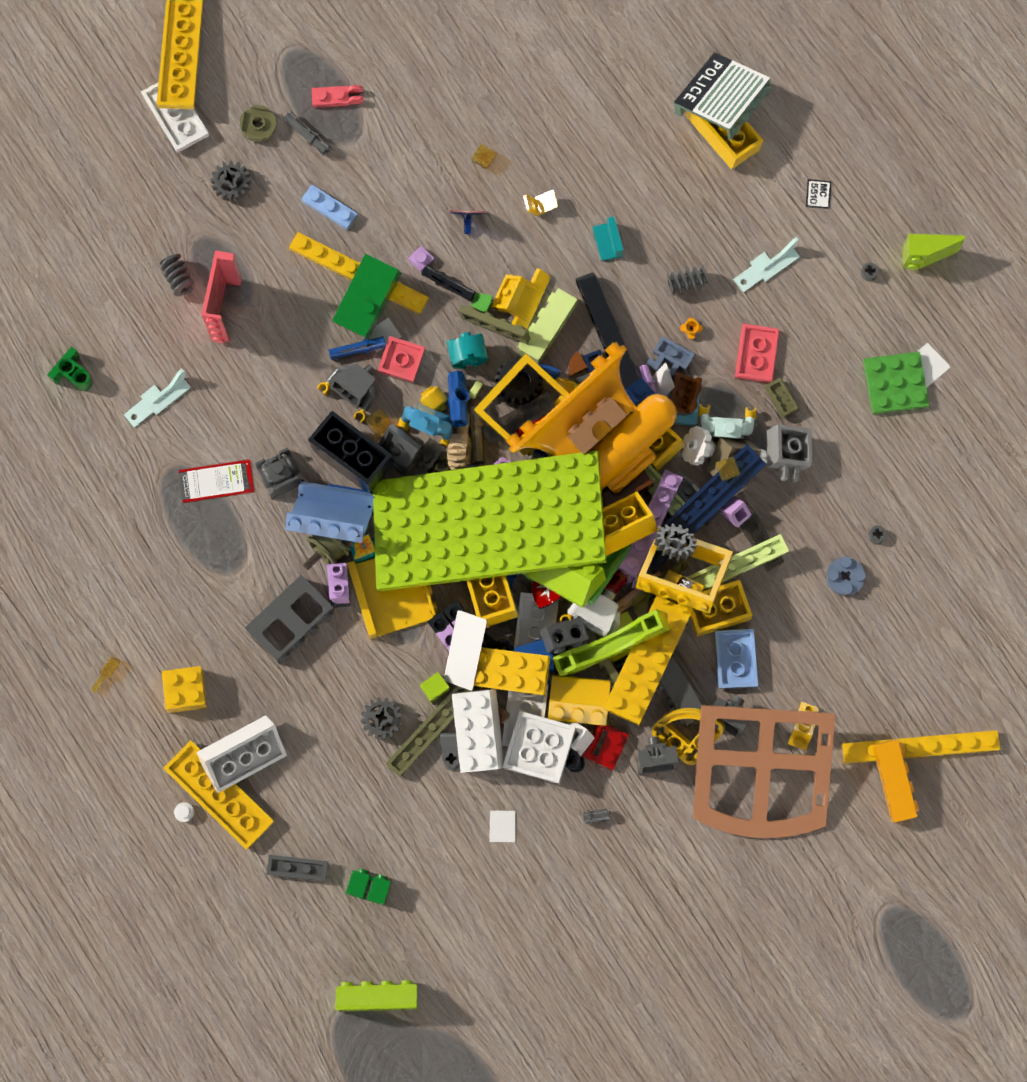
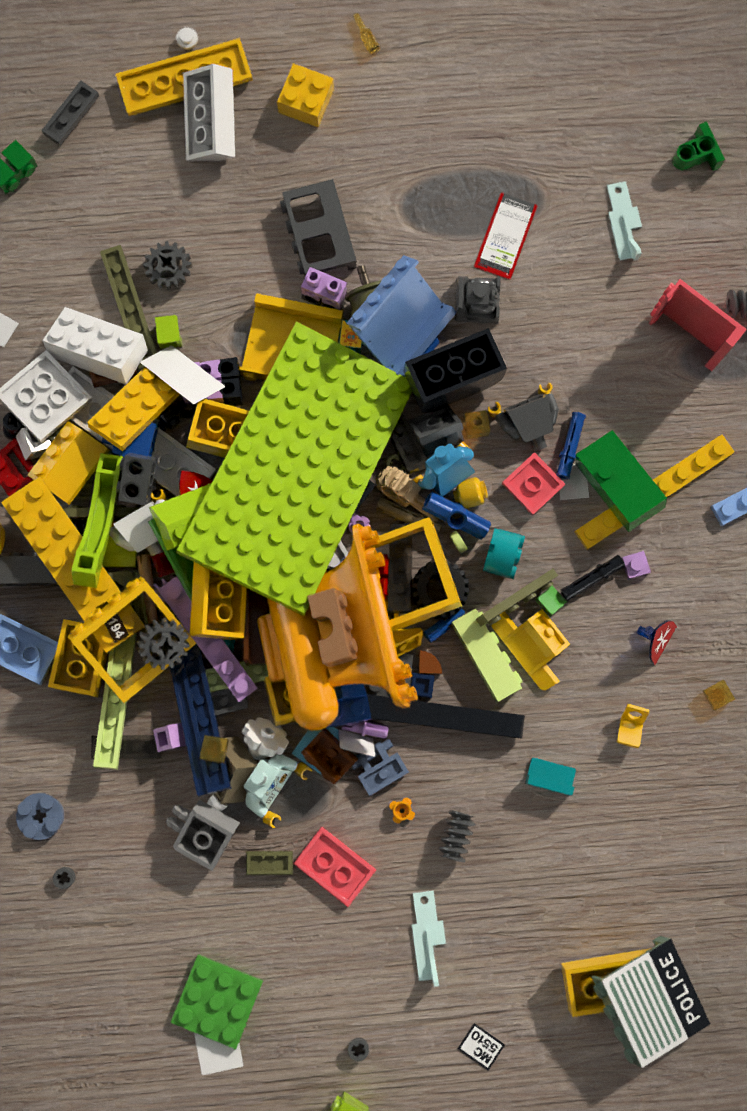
camera: 115 degrees right, 5 degrees up
(449, 749) = (97, 310): dark grey piece -> none

